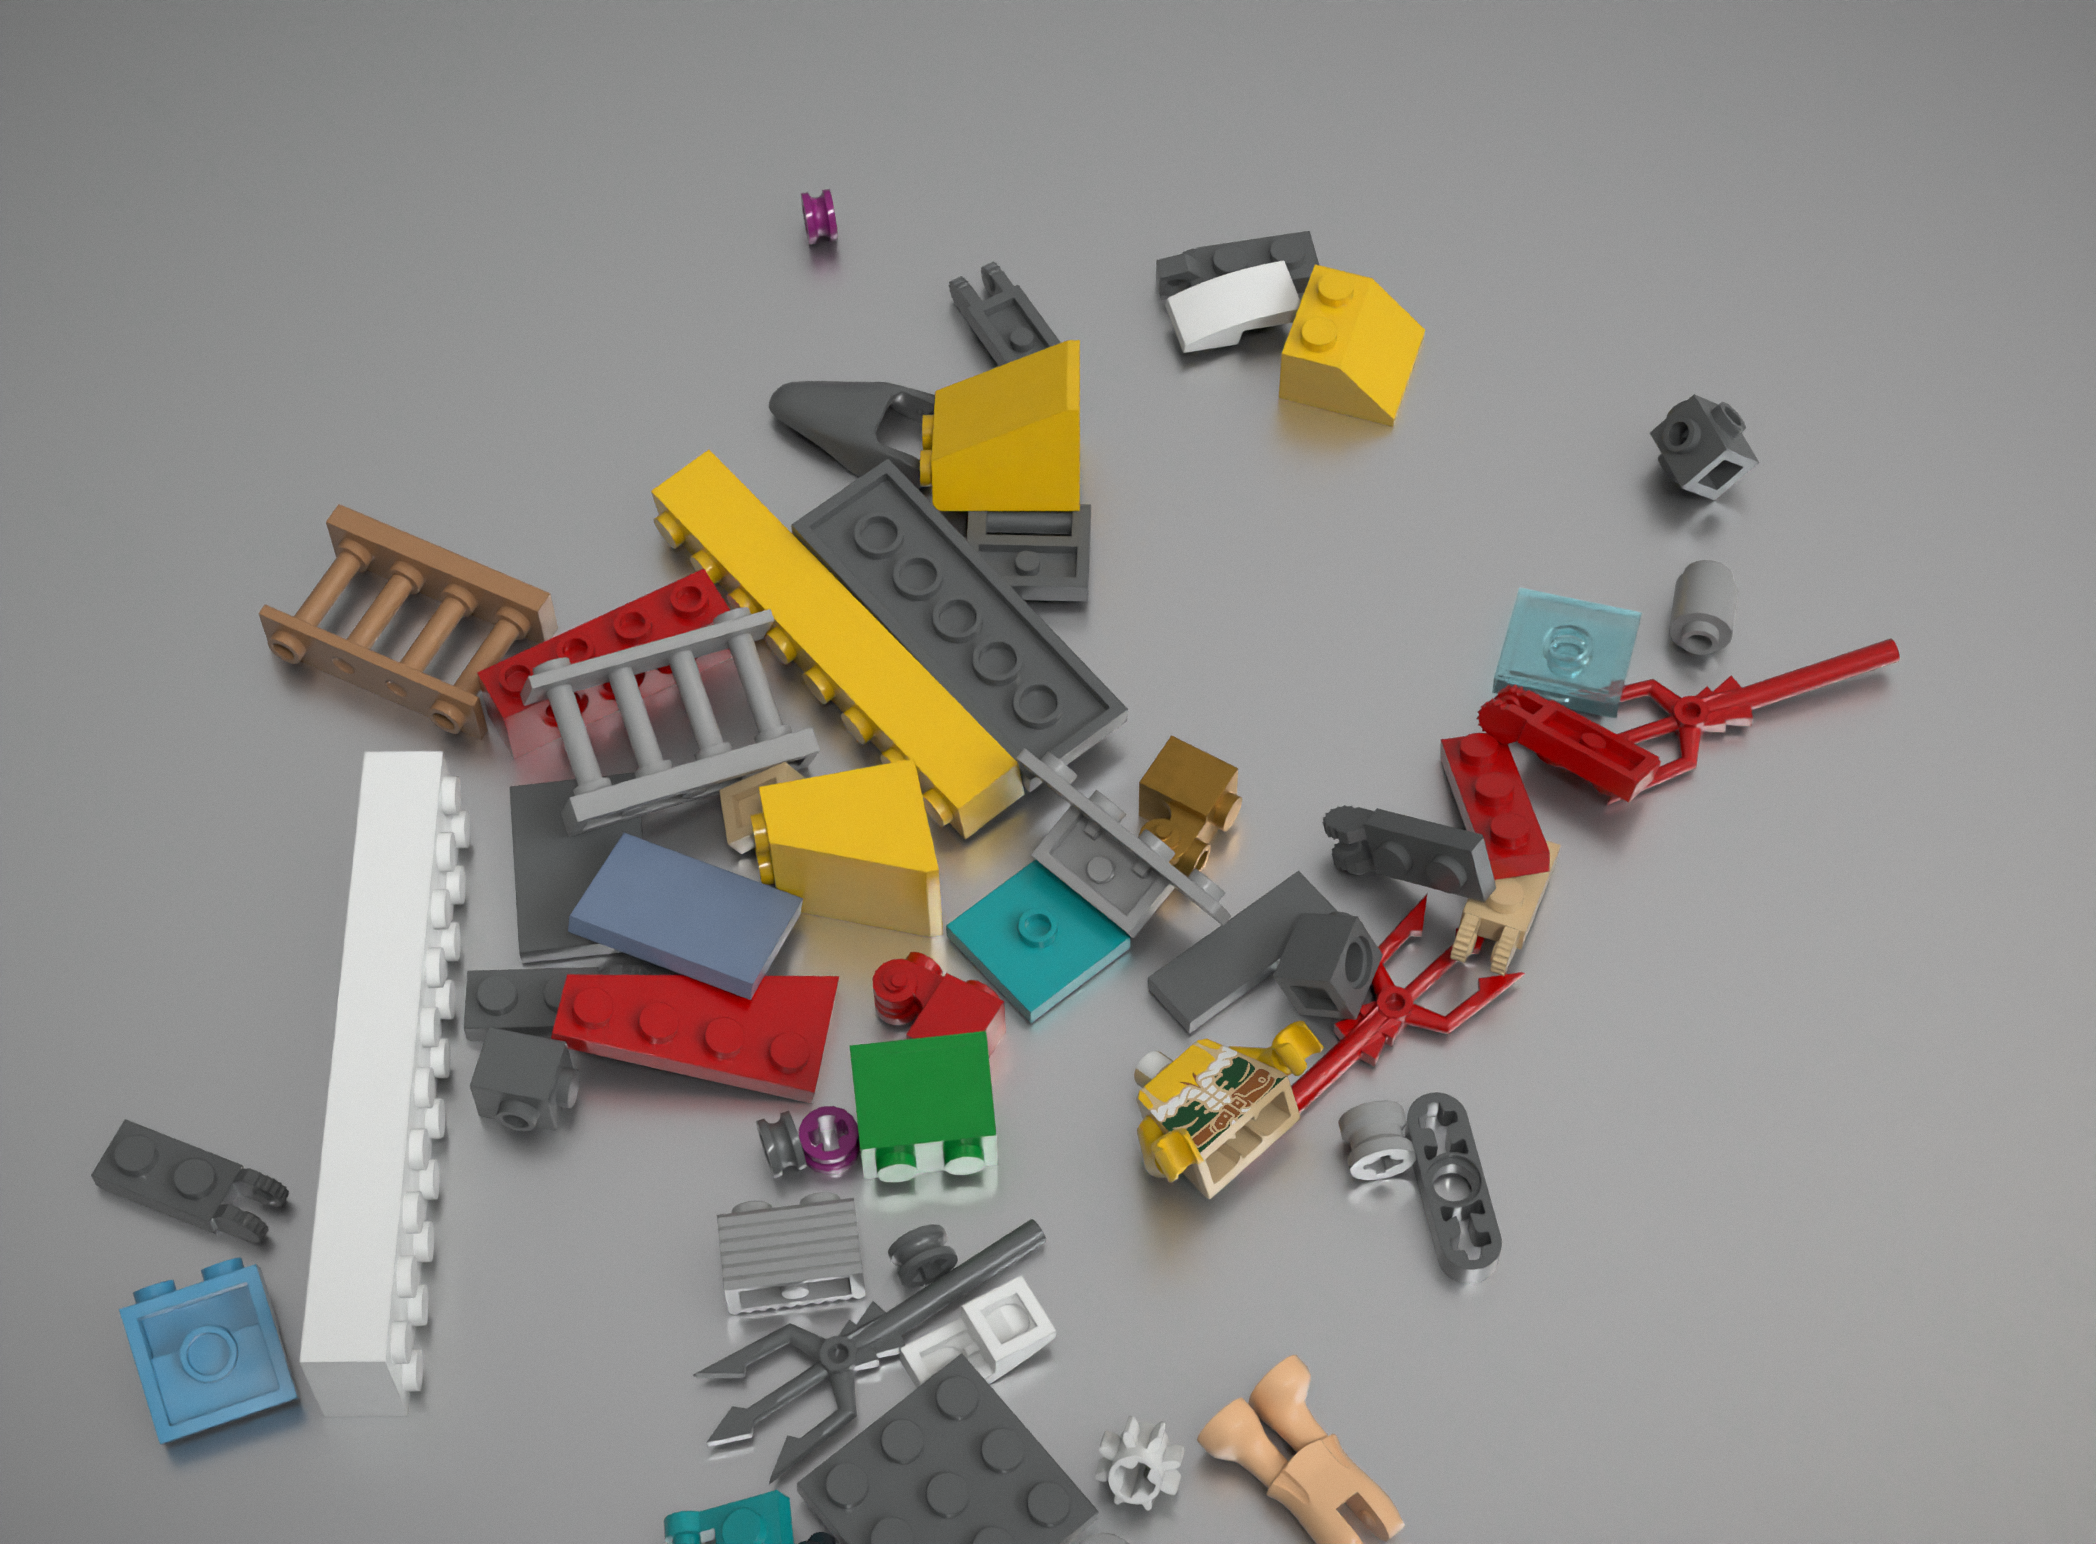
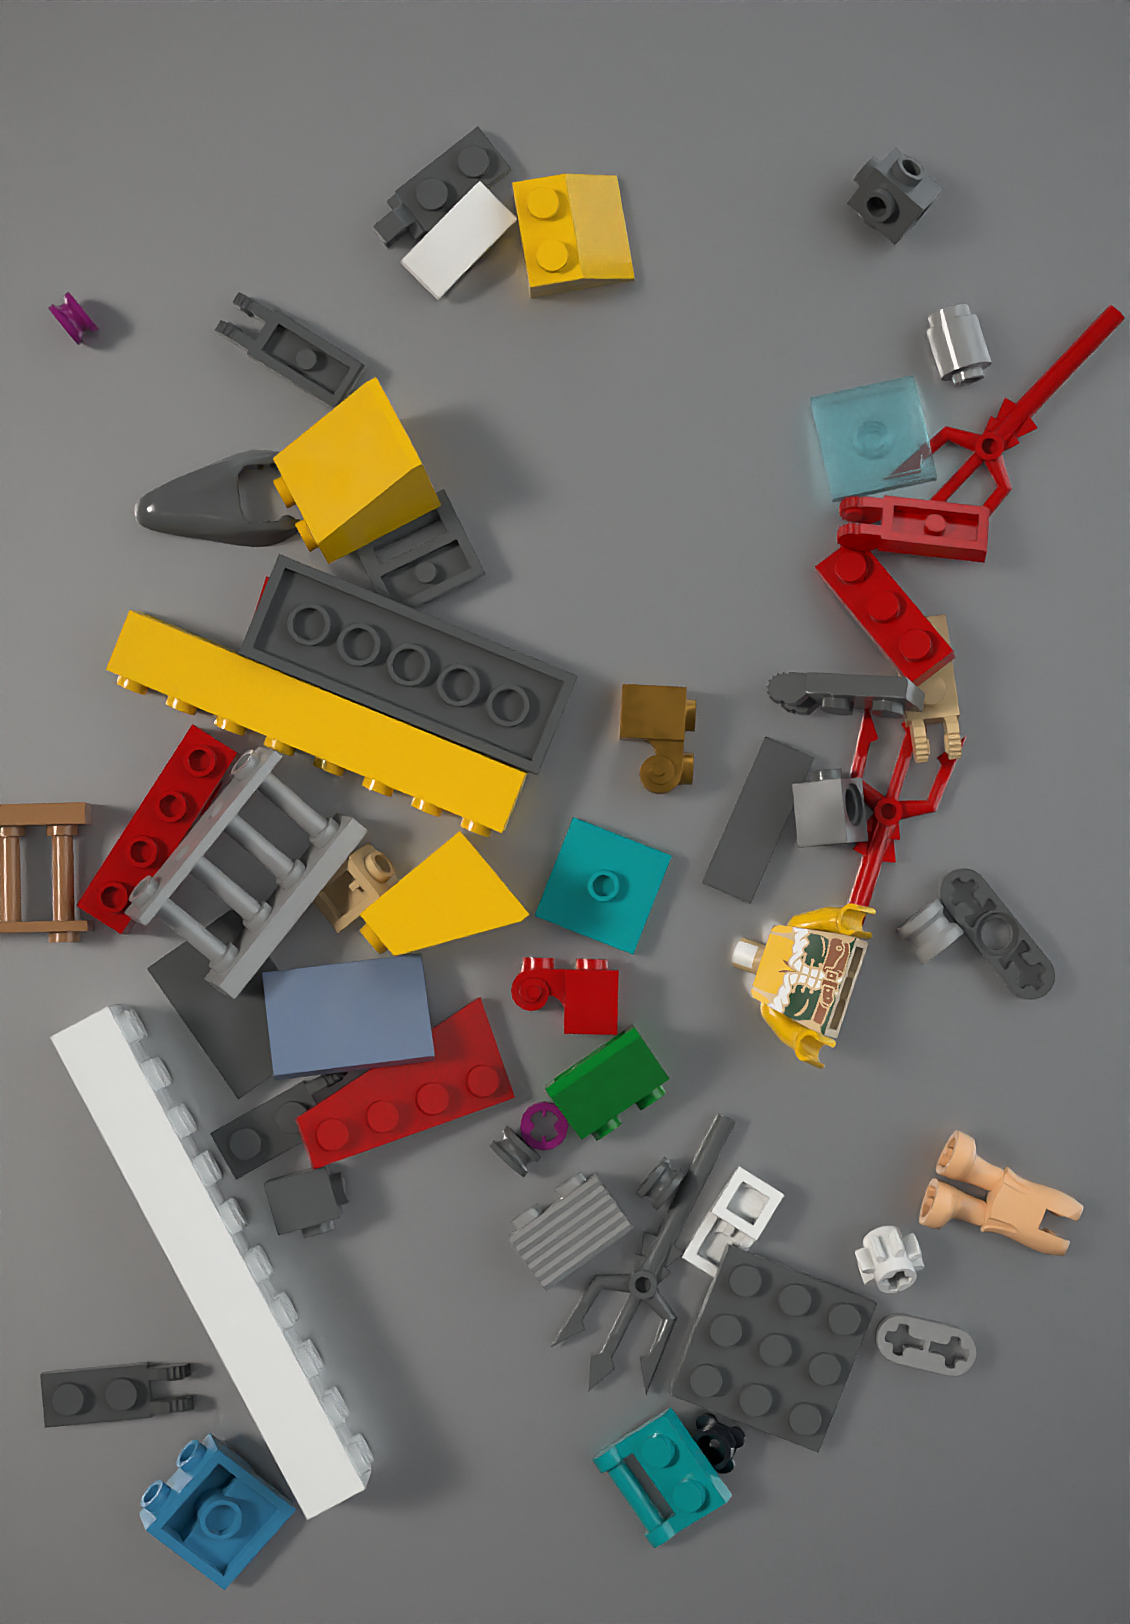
camera: 30 degrees left, 30 degrees up
(1106, 862) = (631, 814): light grey bracket -> none

